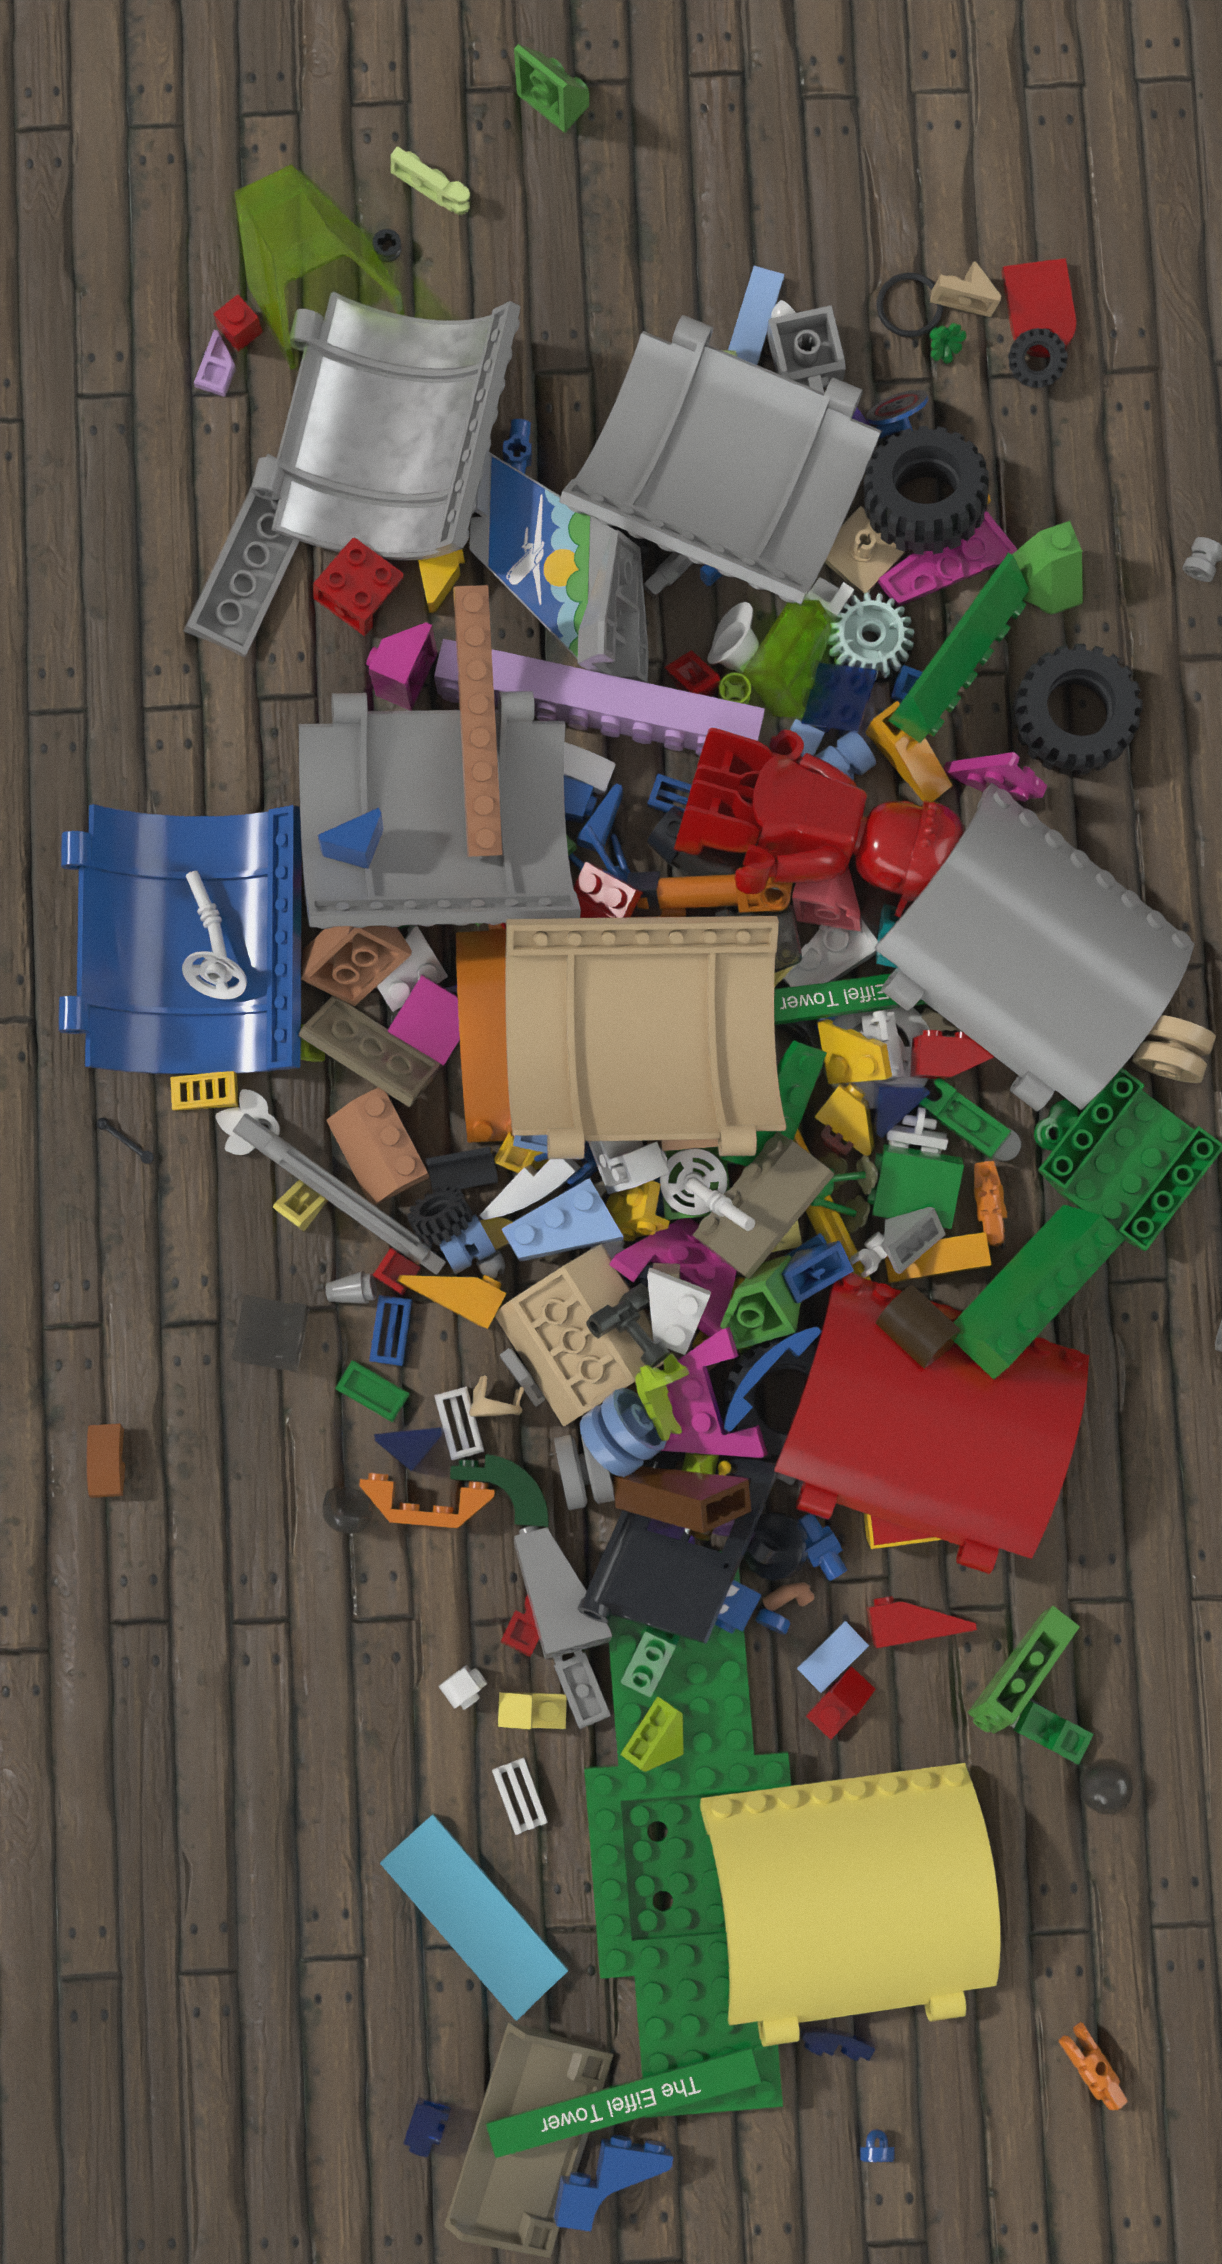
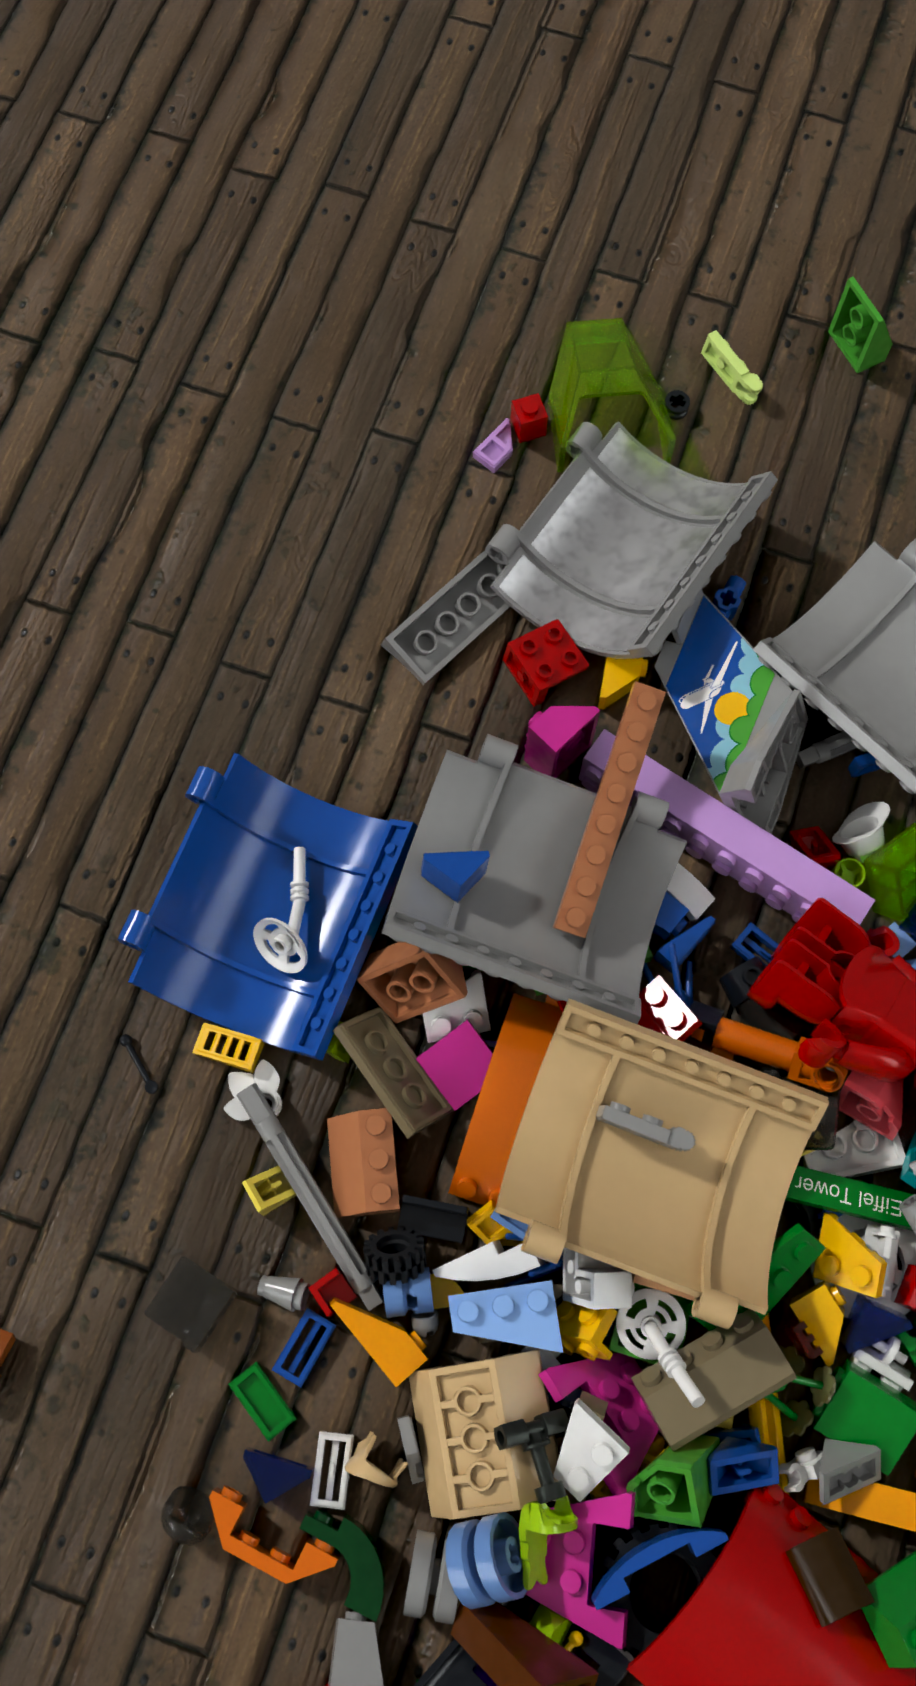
camera: 20 degrees right, 10 degrees down
(623, 1008) = (647, 1127): none -> light grey hinge

